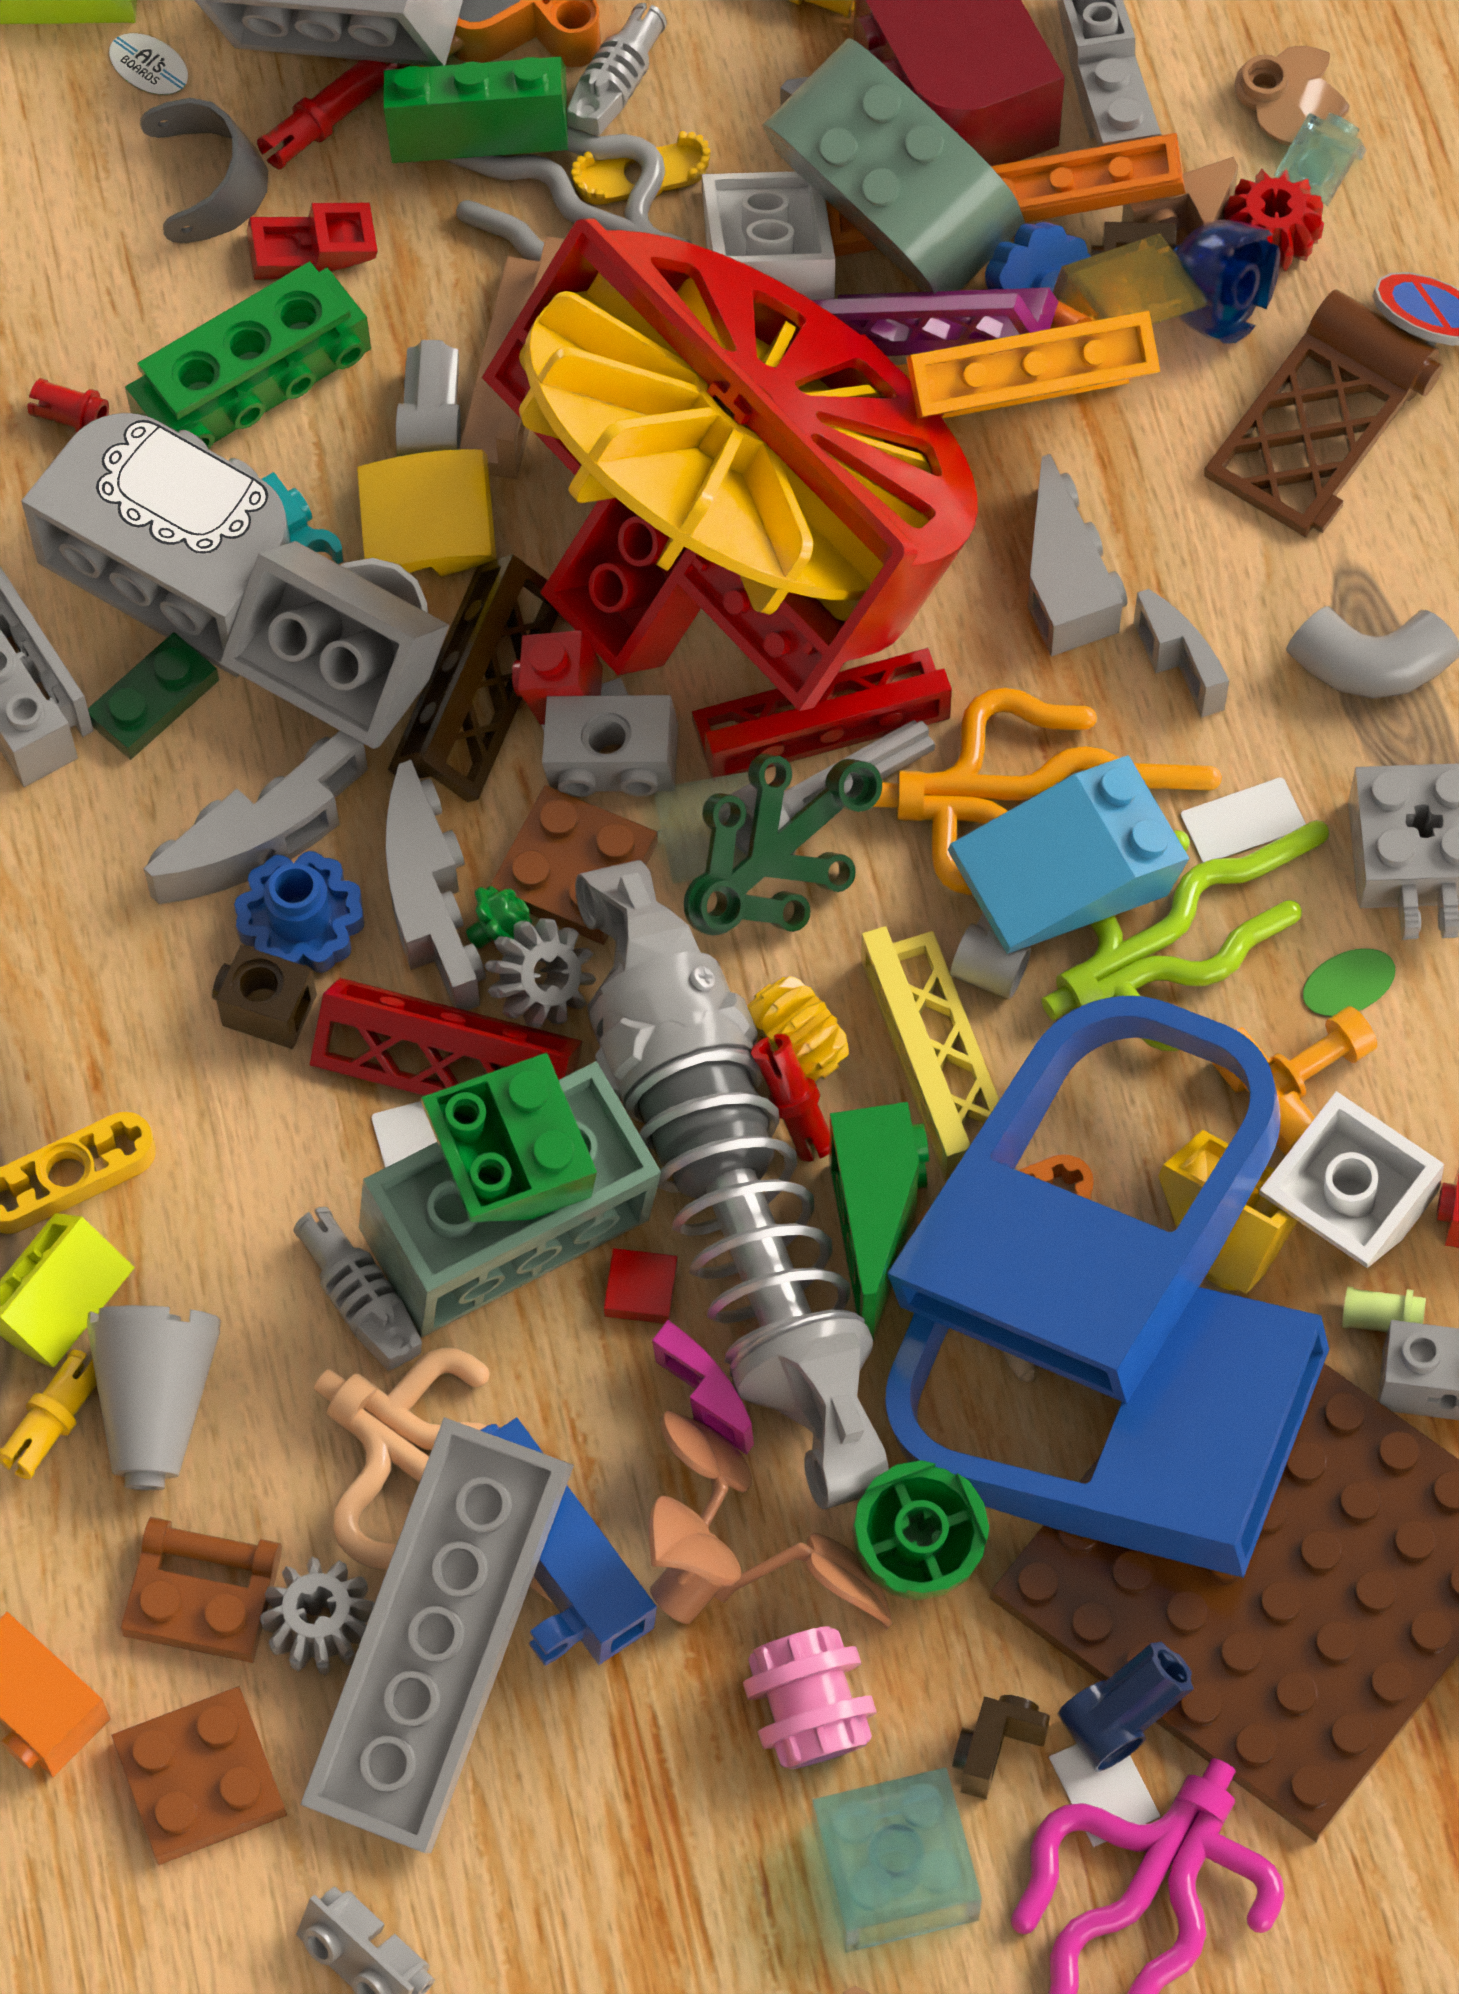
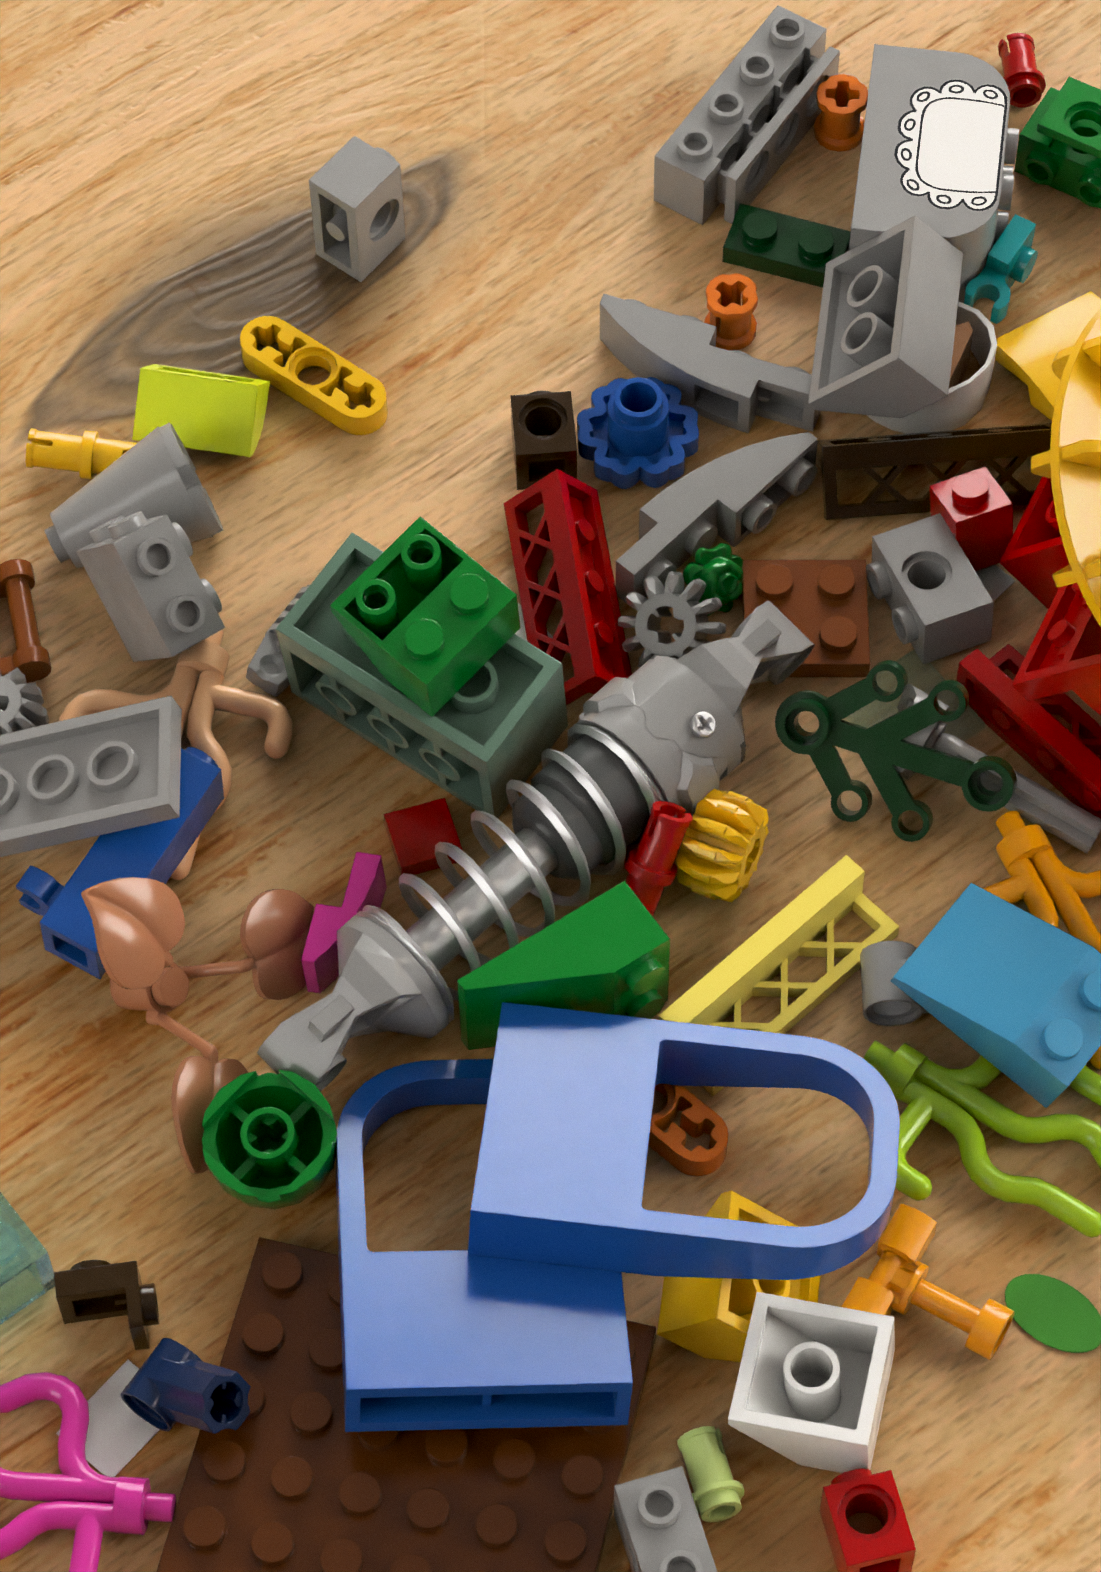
camera: 65 degrees right, 5 degrees down
(34, 576) = (841, 104): none -> orange bush
(219, 760) = (724, 303): none -> orange bush
(279, 1402) = (151, 585): none -> light grey brick
(809, 1697) = (78, 1121): bright pink piece -> none

